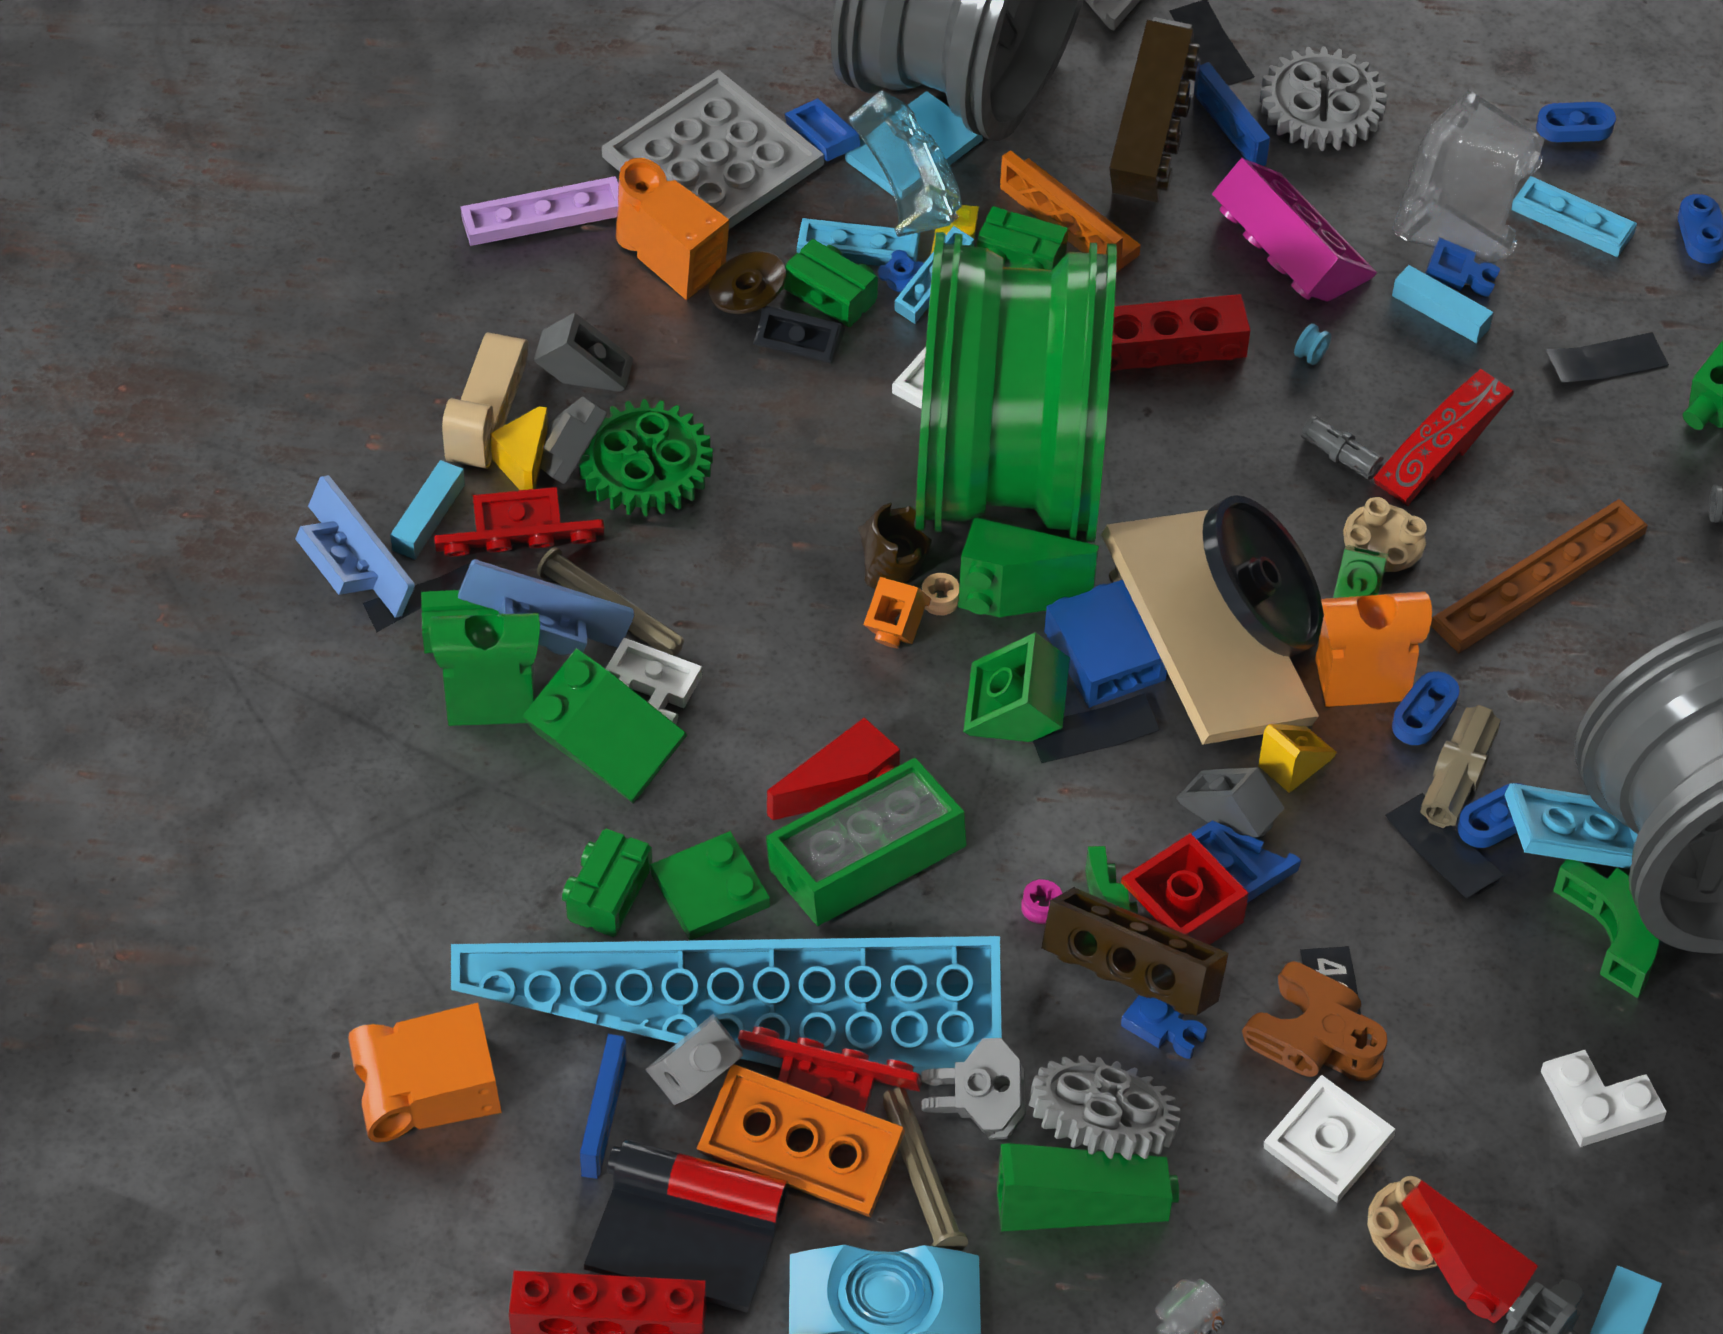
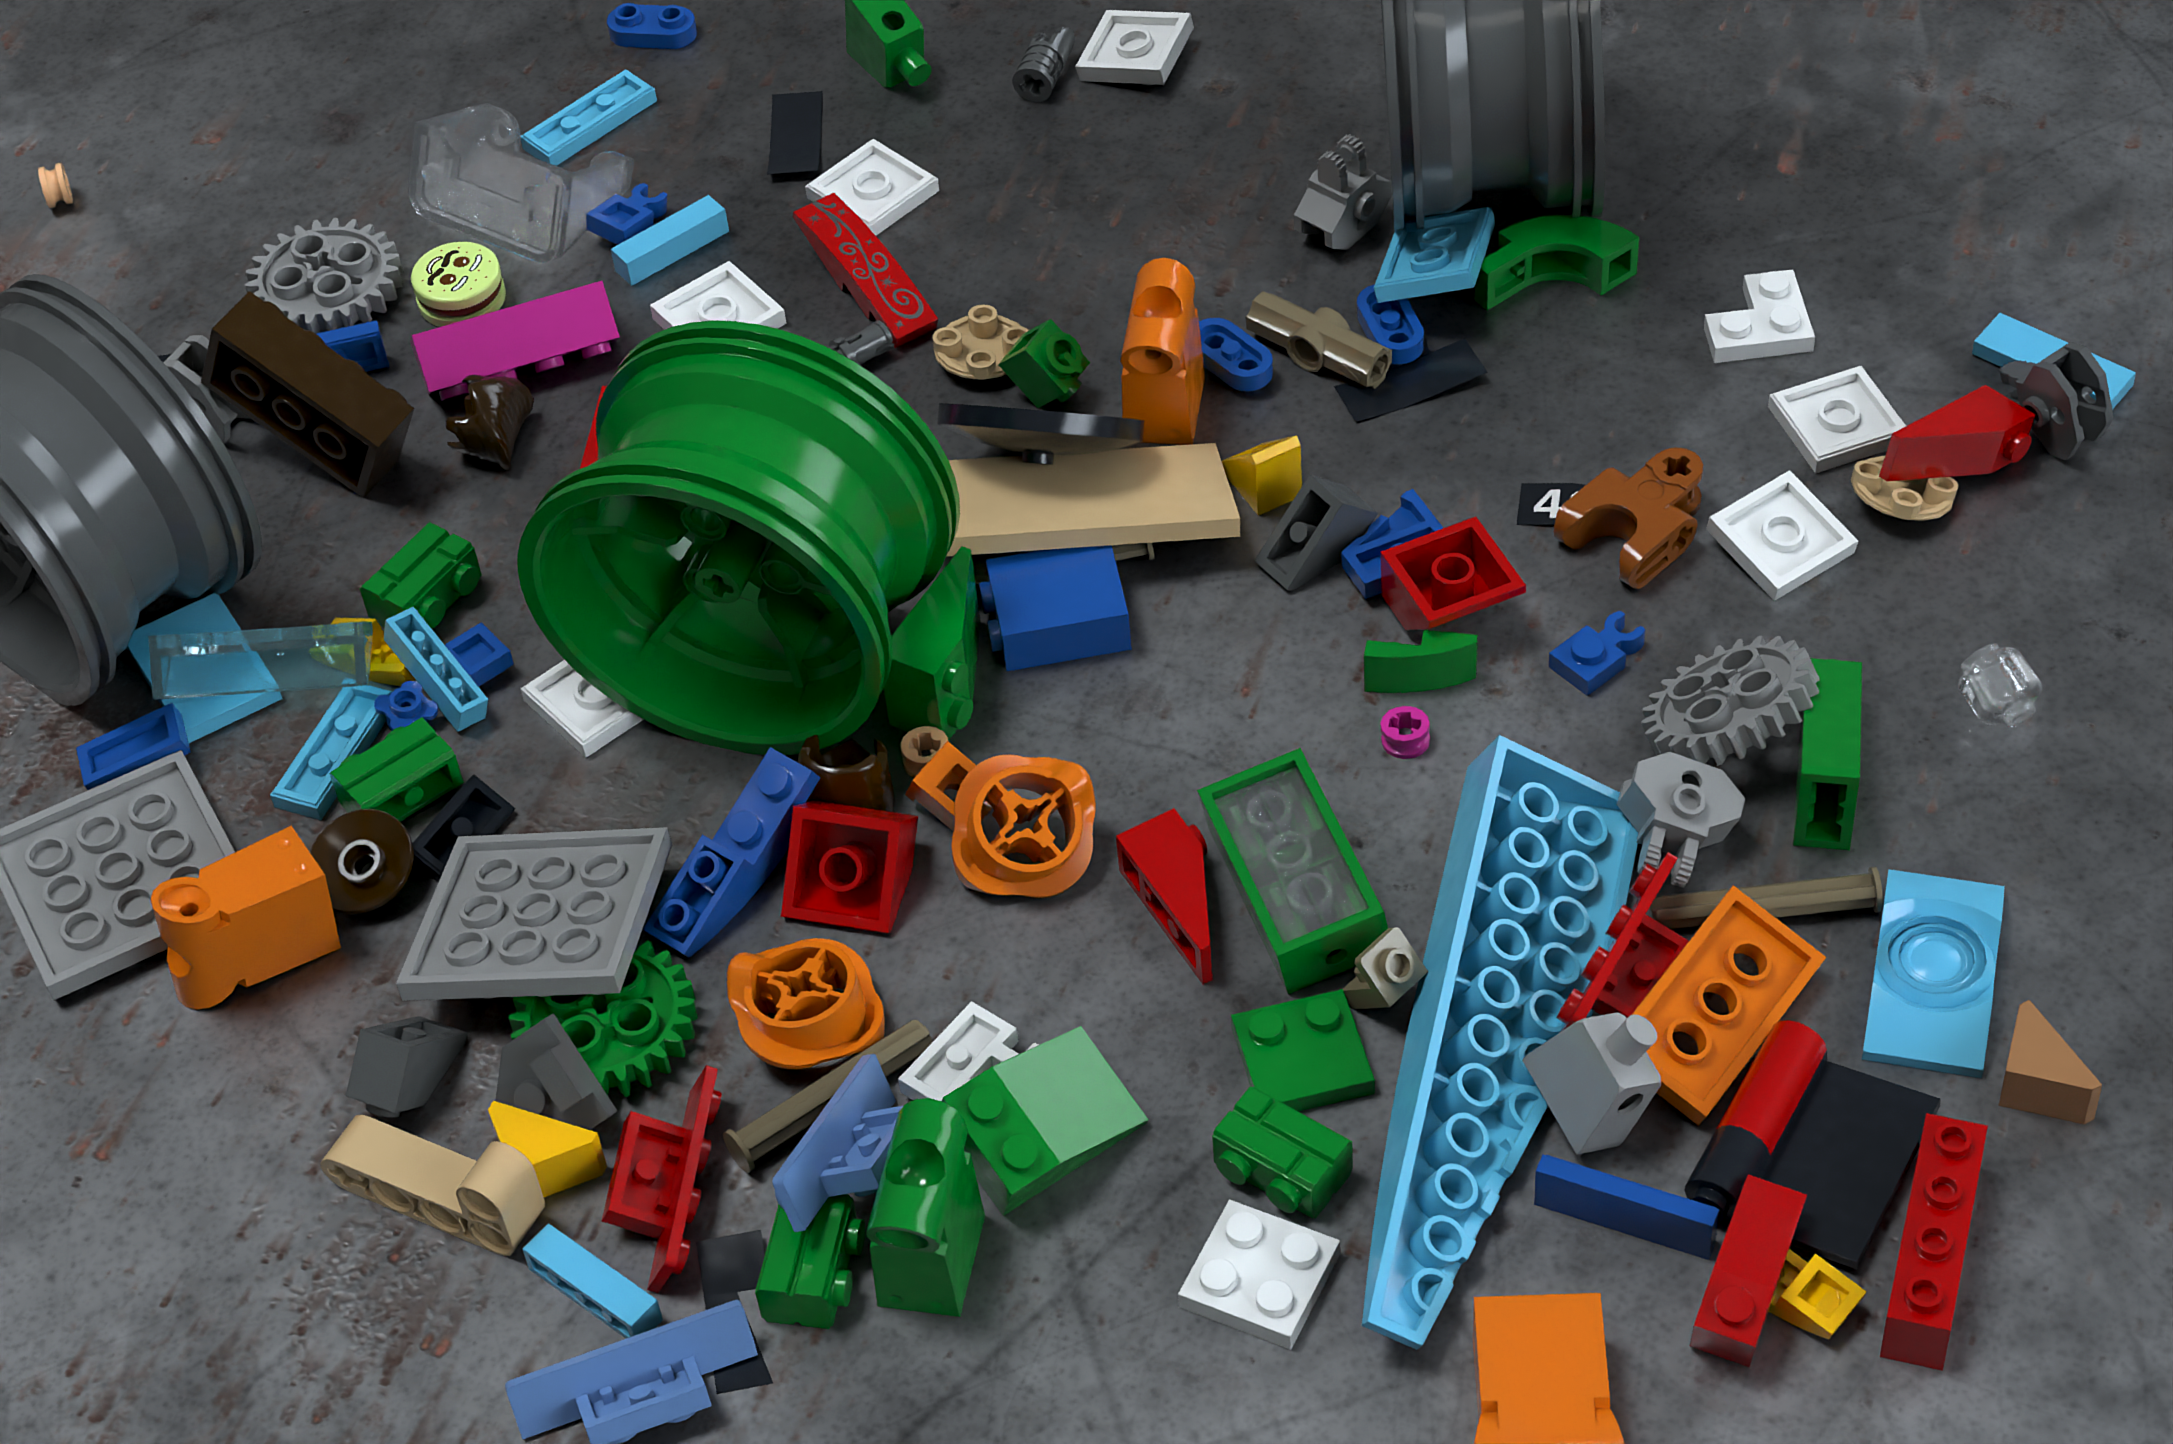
camera: 70 degrees left, 5 degrees down
(510, 892) = (1259, 1274): none -> white plate
(540, 211) = (122, 1078): lavender plate -> none
(550, 1184) = (1747, 1270): none -> red slope
(561, 1227) = (1814, 1295): none -> yellow slope
(678, 568) = (811, 1016): none -> orange piece
(714, 390) = (536, 915): none -> light grey plate
(777, 912) = (1384, 972): none -> dark tan bracket
(794, 498) = (738, 860): none -> blue slope
(816, 565) = (848, 865): none -> red slope
(876, 625) = (1063, 788): none -> orange piece
(1018, 691) = (1104, 699): green slope -> none
(1058, 205) = (376, 537): orange fence -> none
(1098, 729) = (1165, 648): black sticker -> none
(1197, 240) = (492, 418): none -> dark brown hair
(1197, 967) = (1524, 636): dark brown brick -> none
(1343, 182) = (457, 283): none -> yellowish green head
(1370, 357) = (718, 296): none -> white tile
(1492, 1171) = (1836, 418): none -> white tile
(1538, 575) = (1070, 235): dark orange tile -> none
(1554, 424) = (876, 185): none -> white tile
(1576, 122) = (461, 82): blue plate -> none

